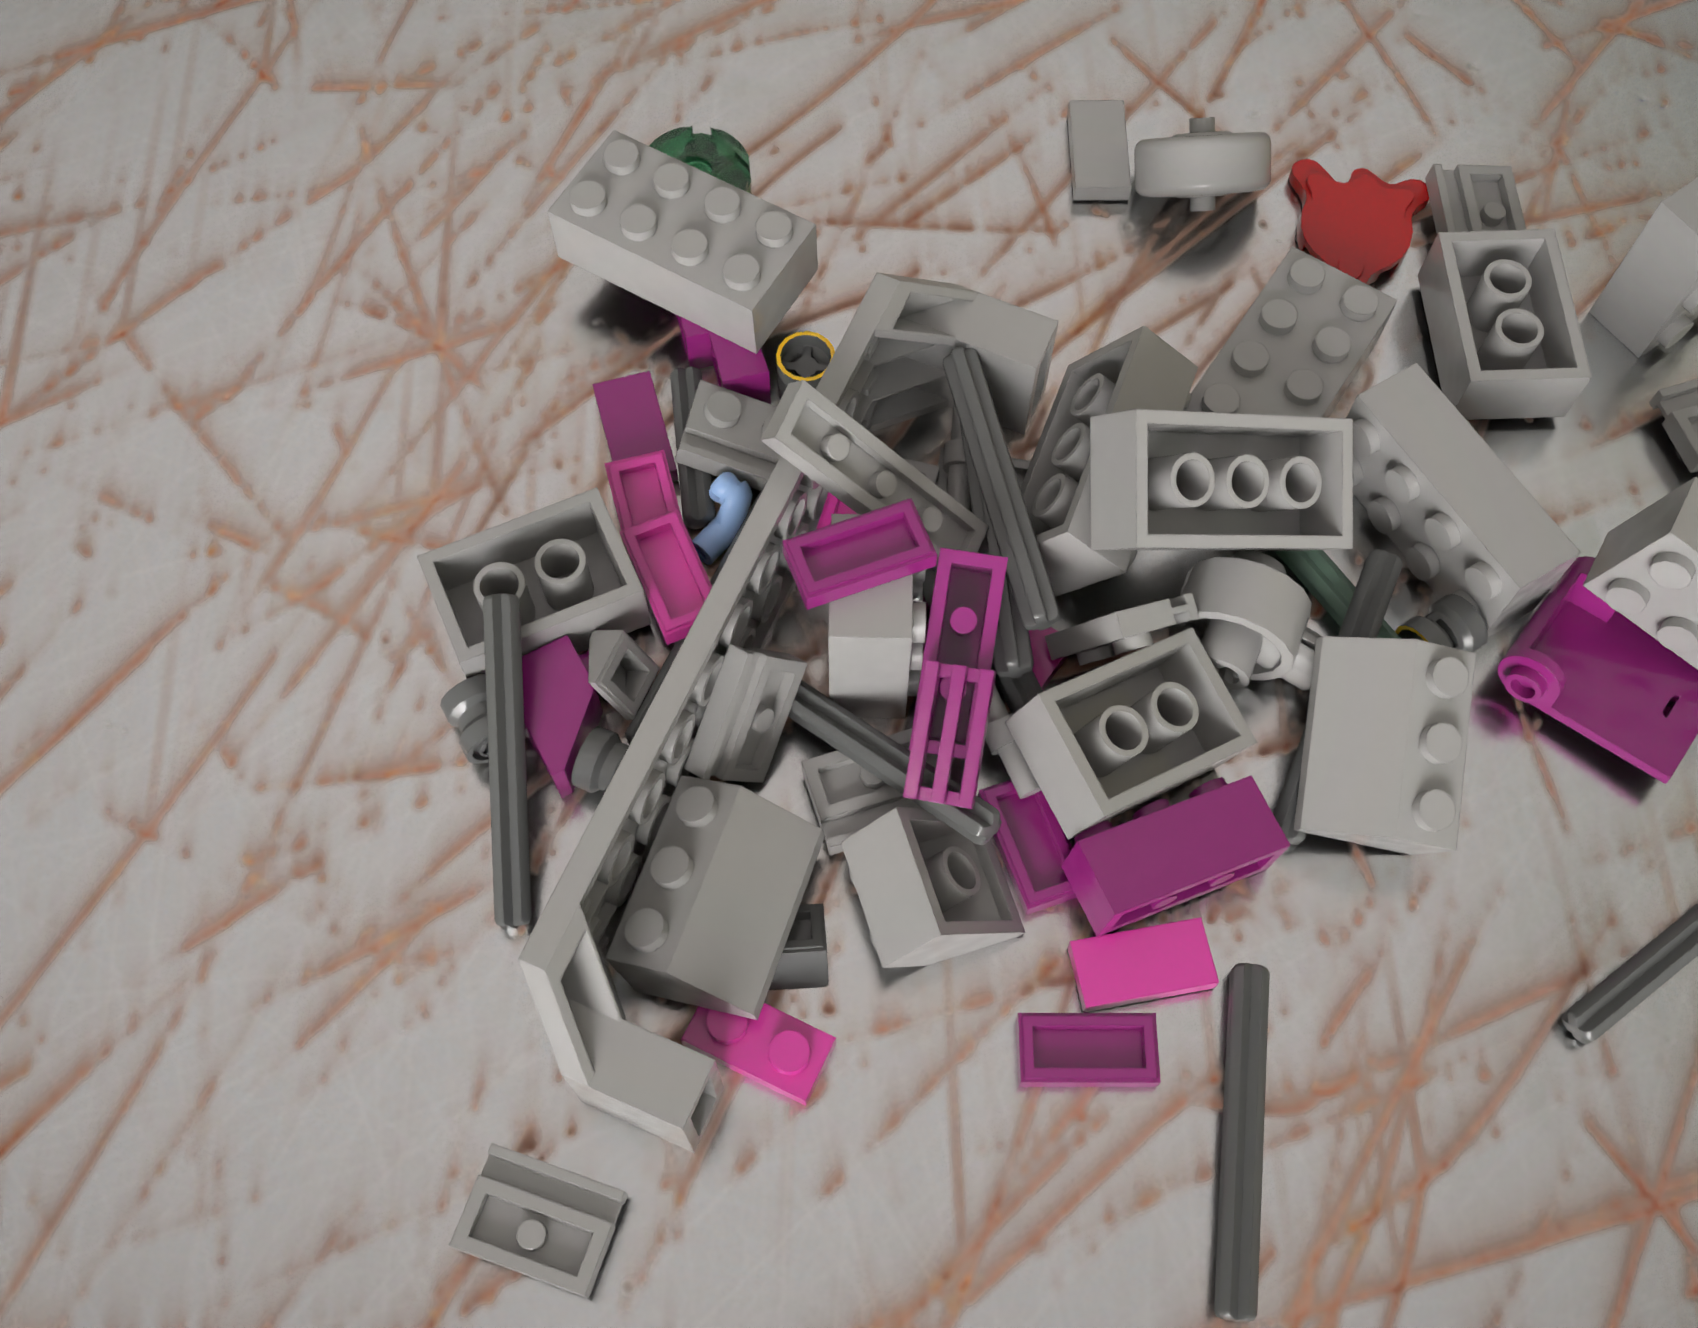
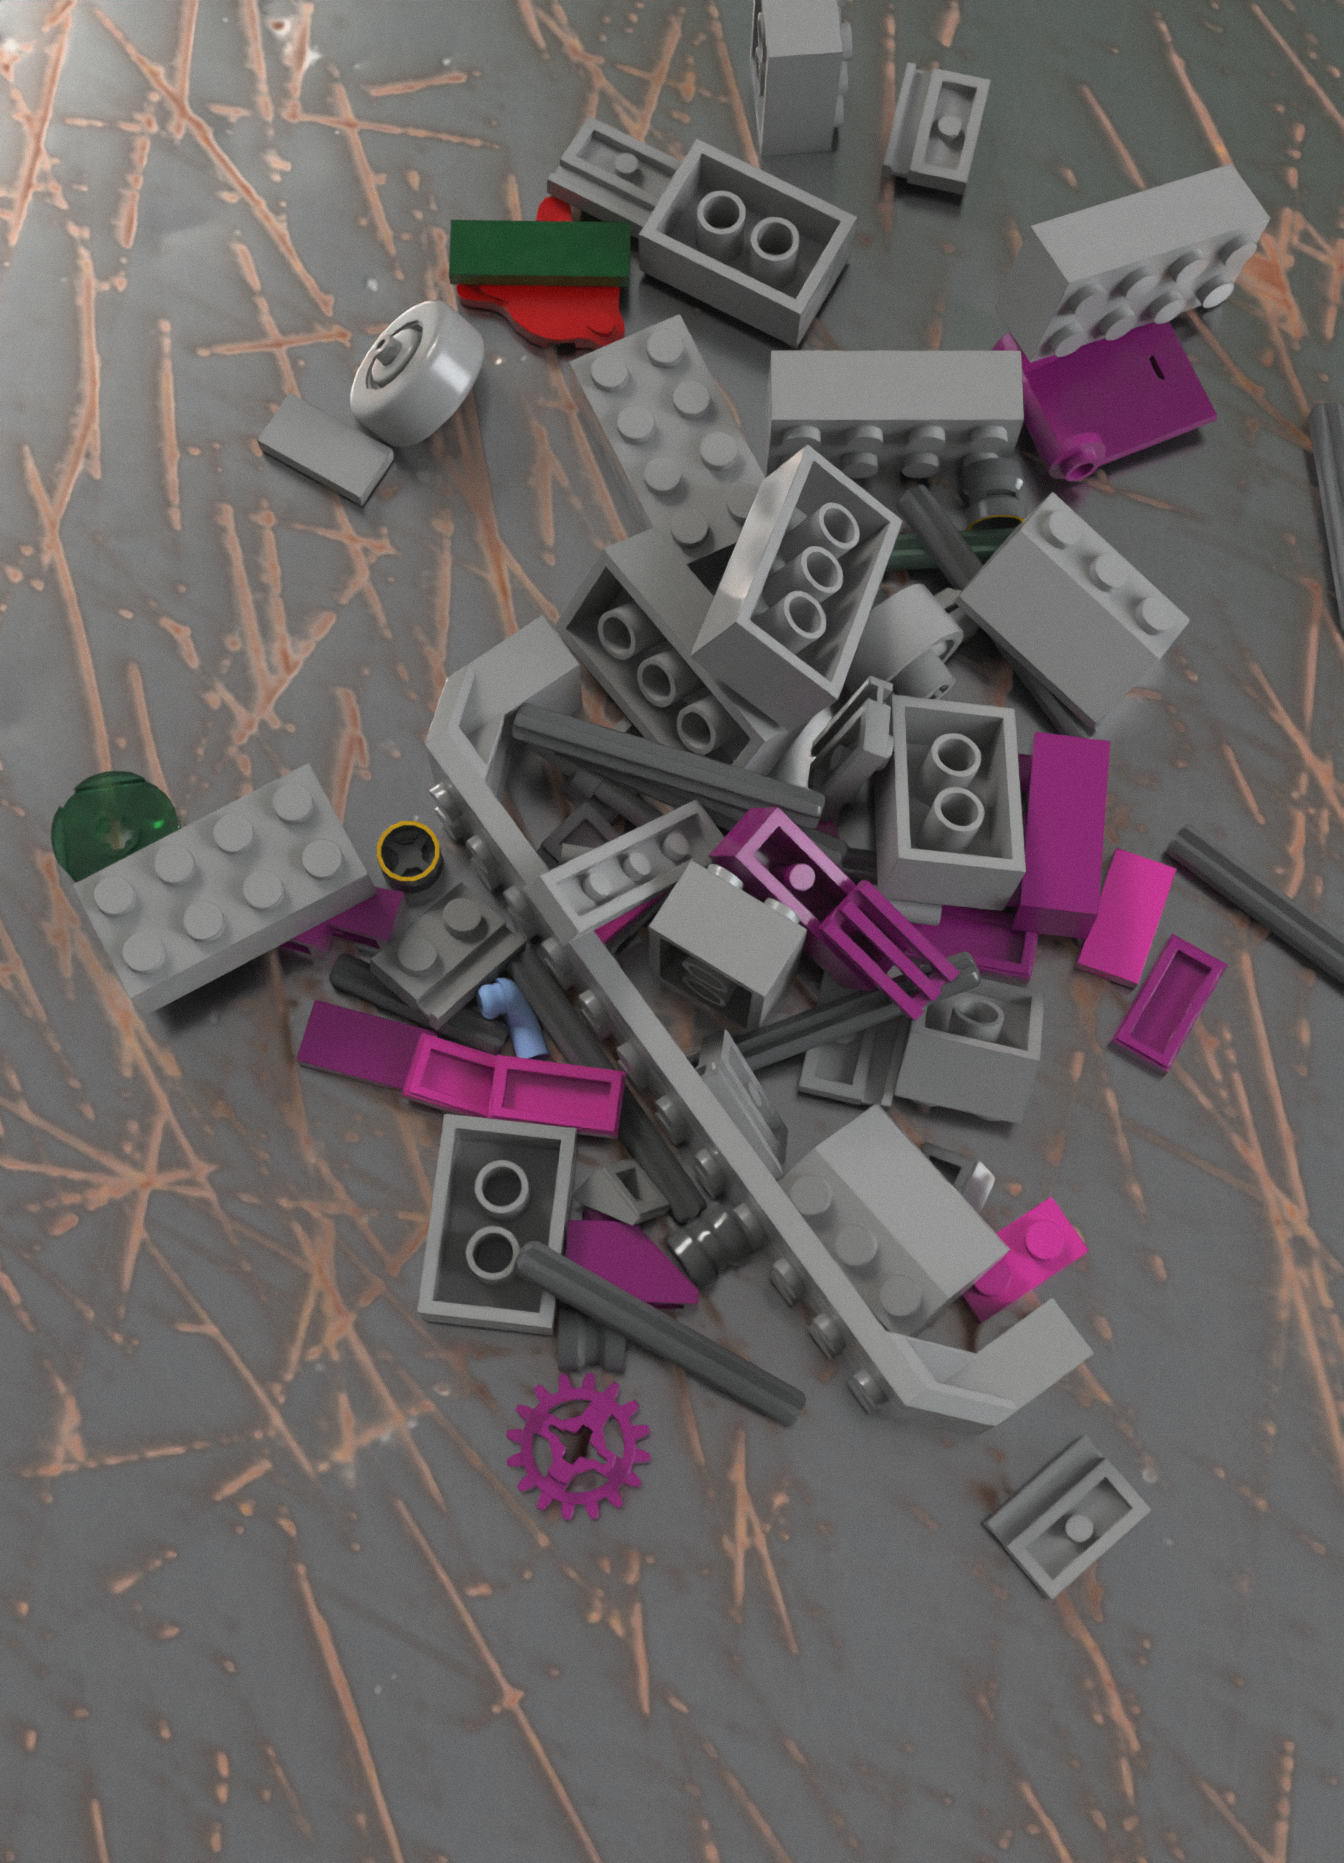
camera: 60 degrees left, 10 degrees up
(365, 739) = (595, 1420): none -> magenta gear
(859, 553) = (706, 926): magenta tile -> none
(1369, 193) = (540, 253): none -> dark green tile

